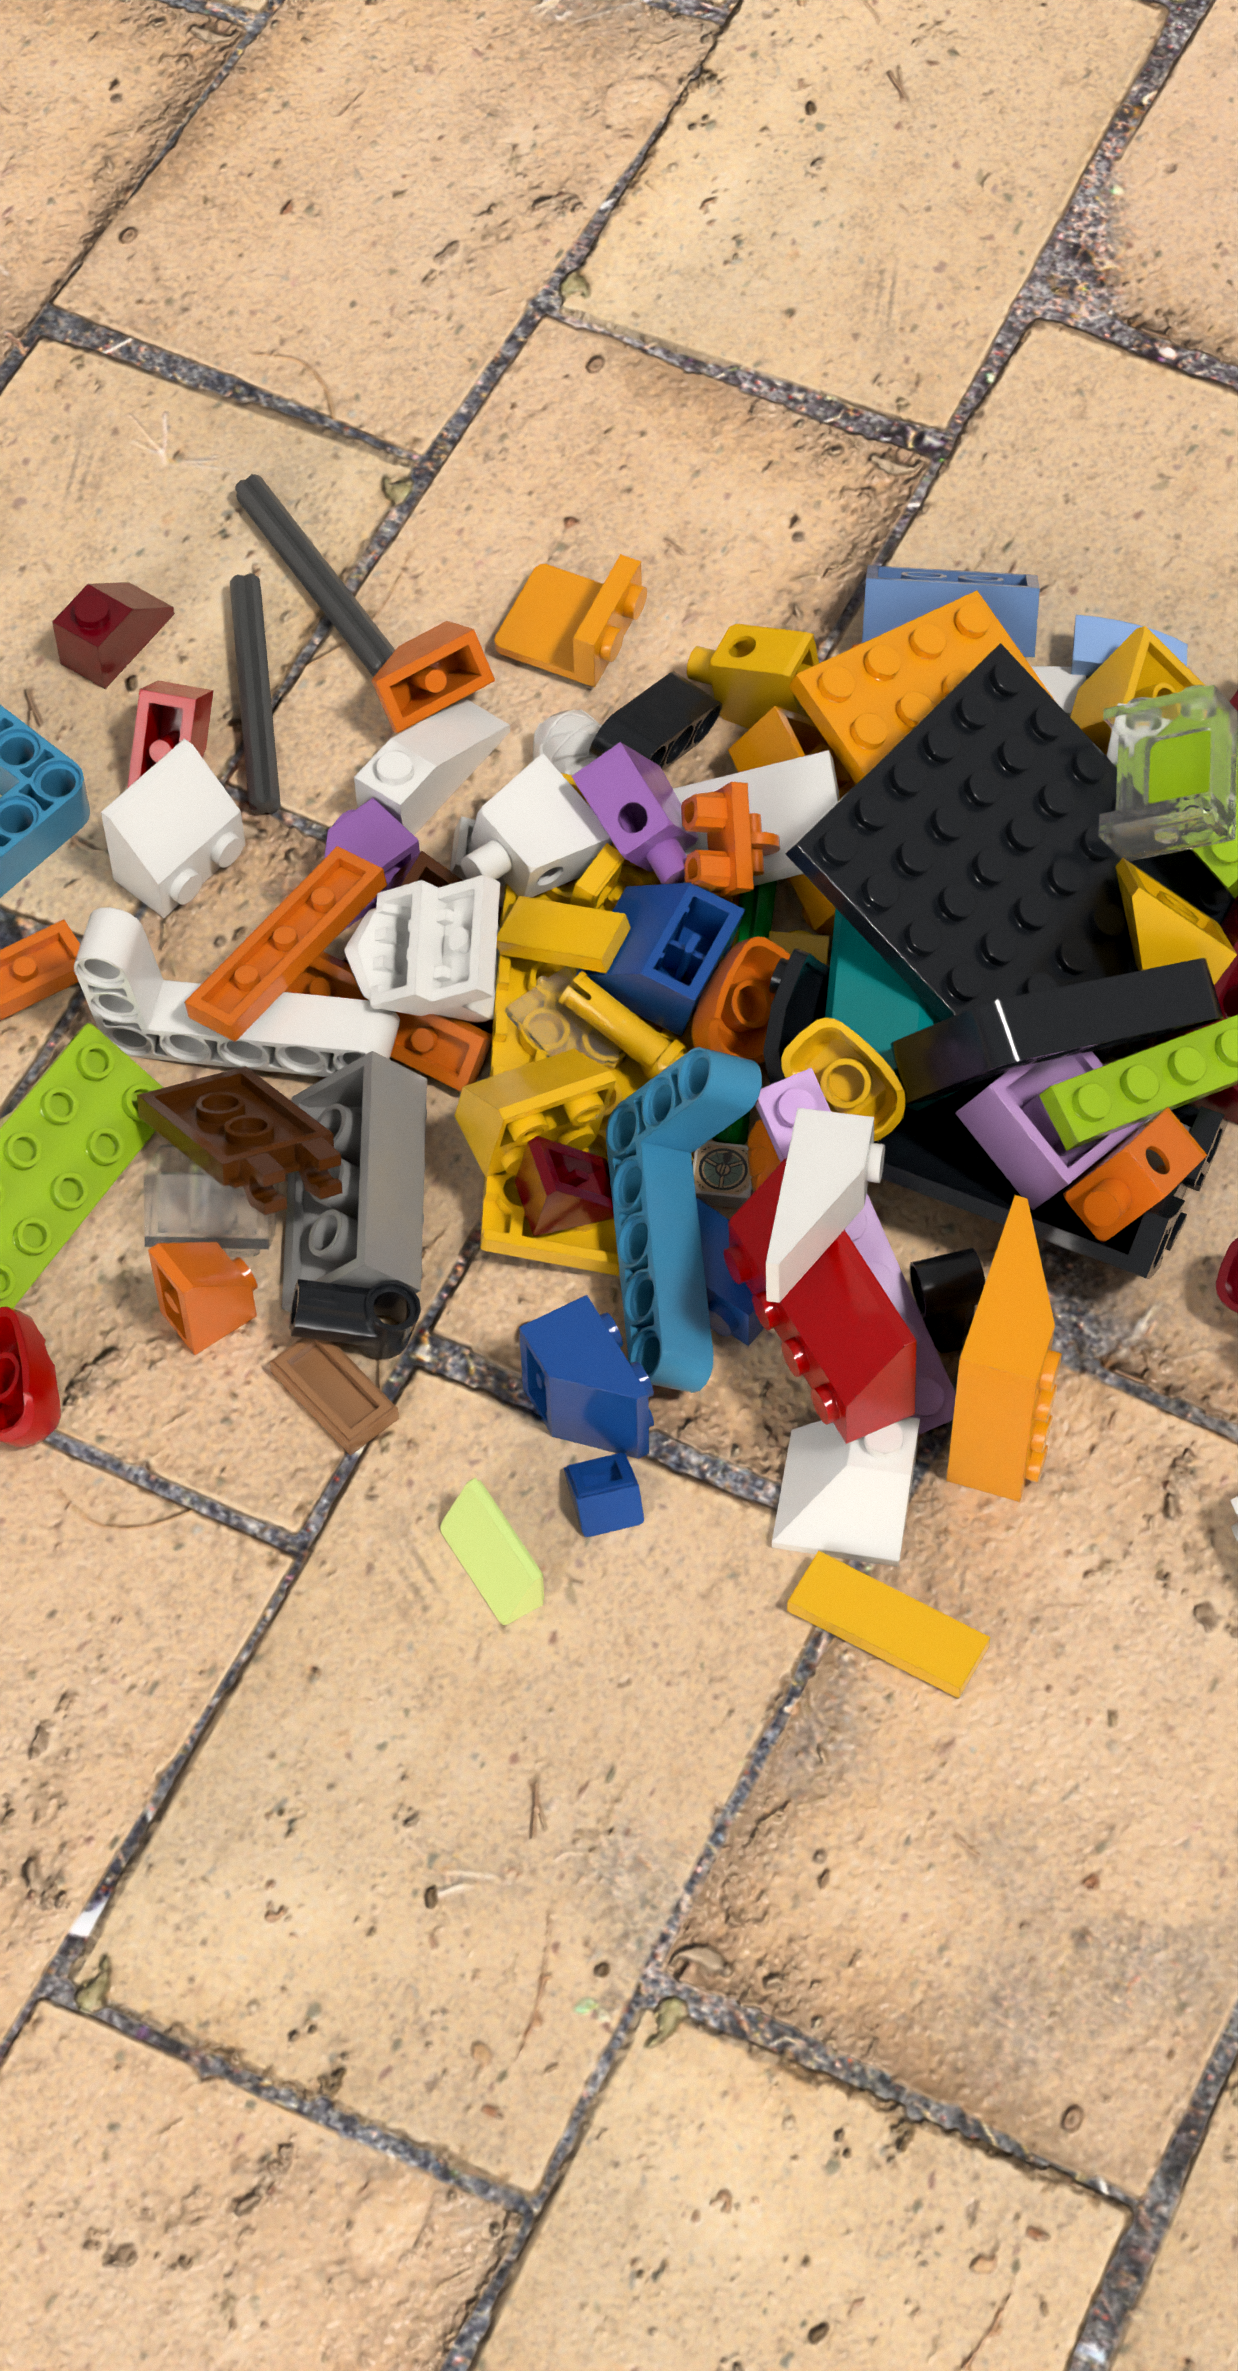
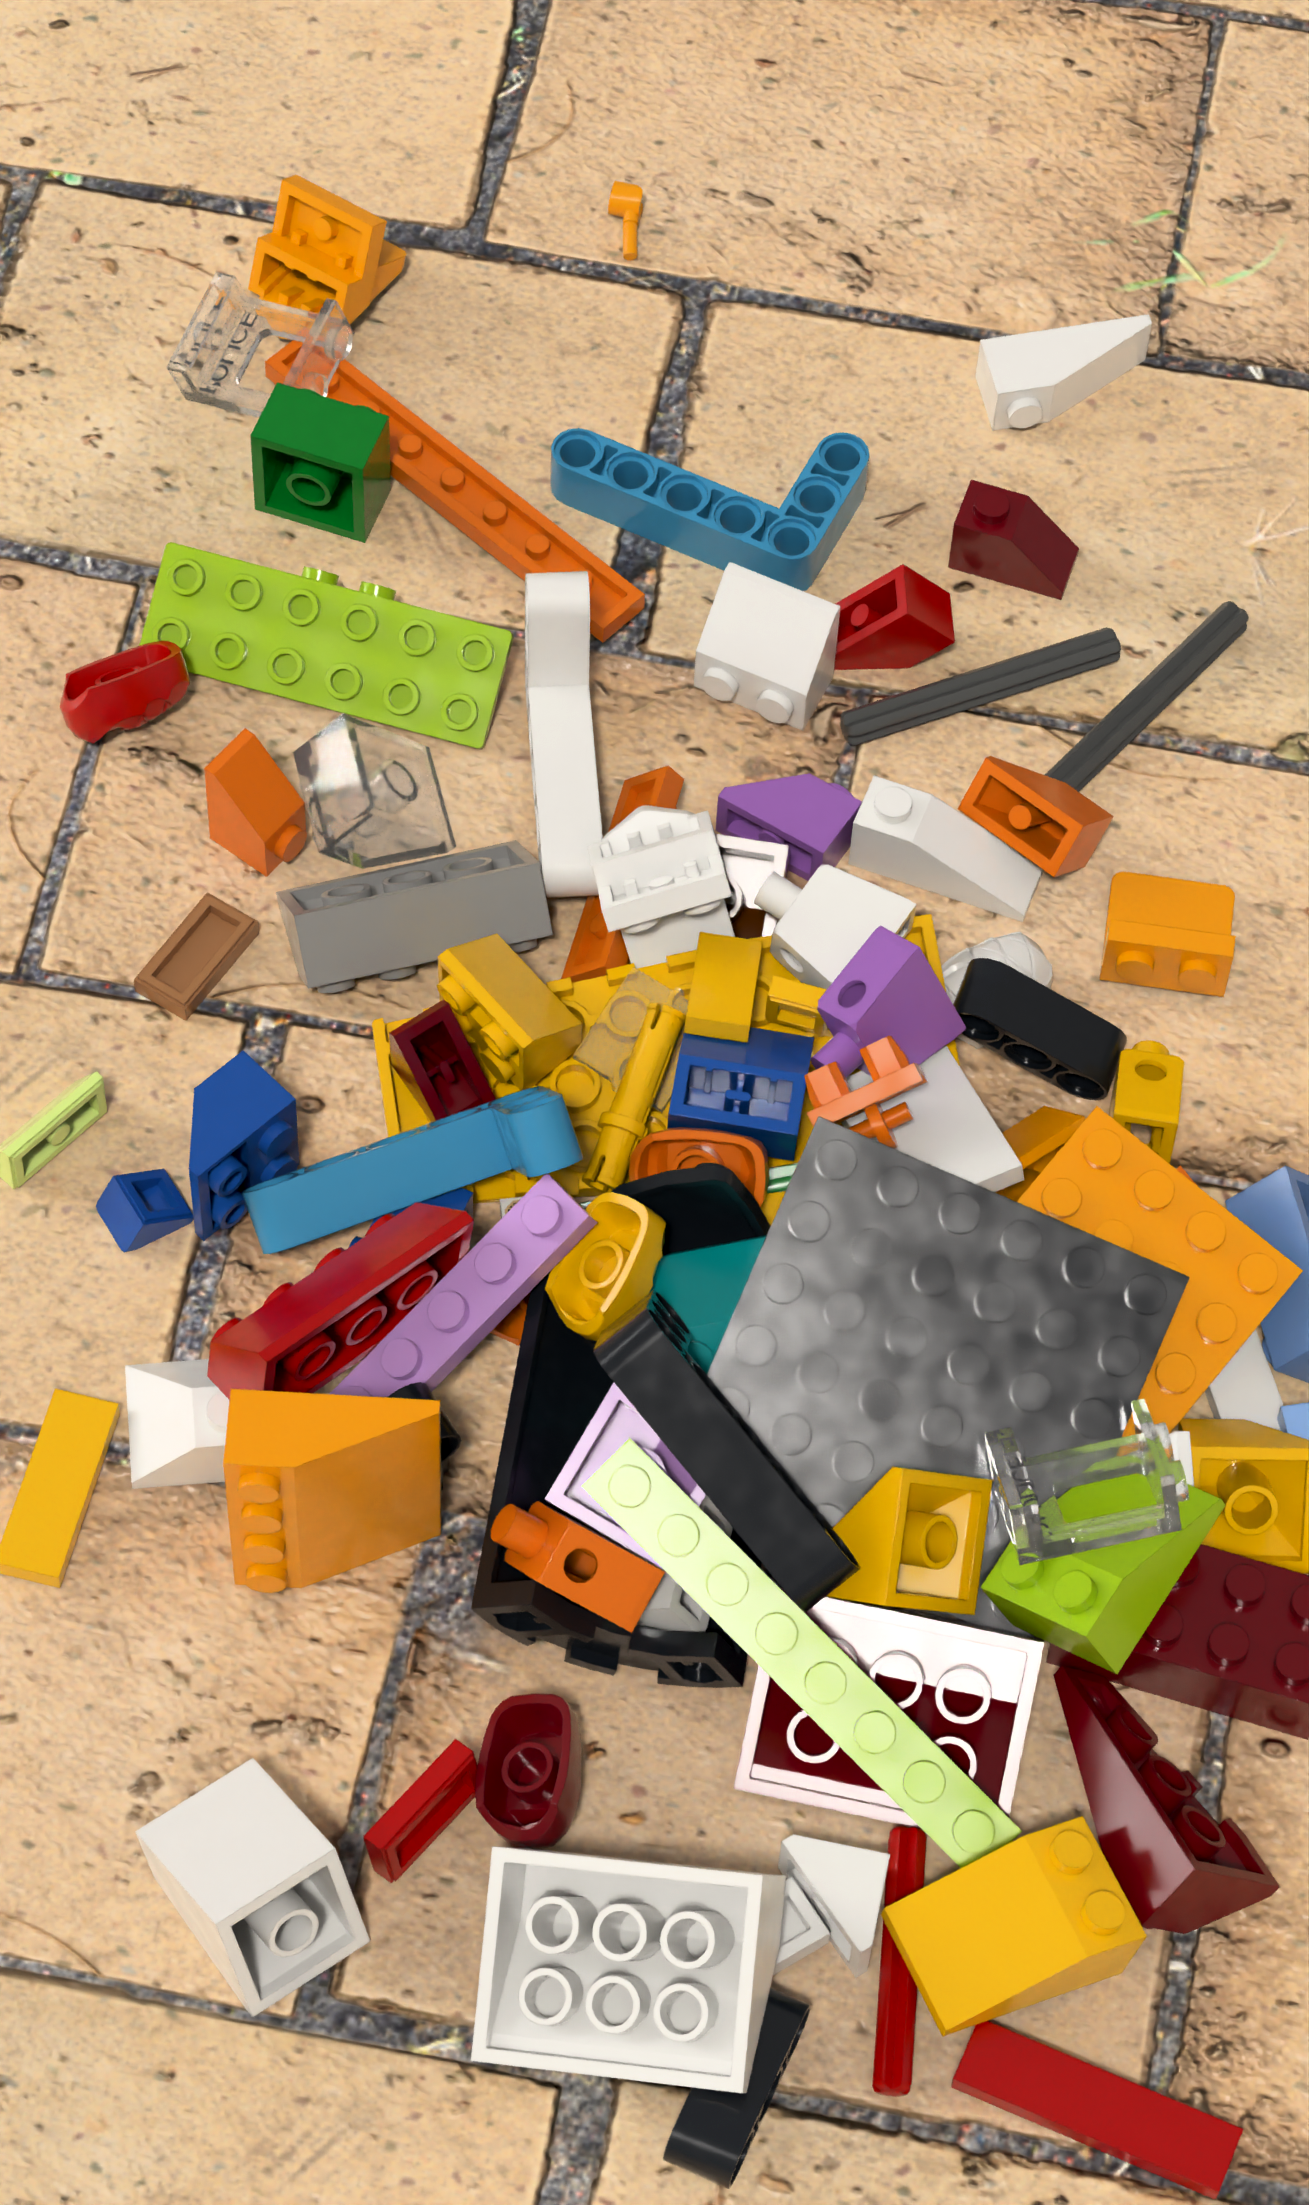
camera: 70 degrees right, 0 degrees up
(244, 1135) = (423, 788): reddish brown tile -> none
(285, 943) = (644, 761): orange plate -> none
(350, 1314) = (263, 937): black piece -> none
(820, 1192) = (407, 1232): white slope -> none

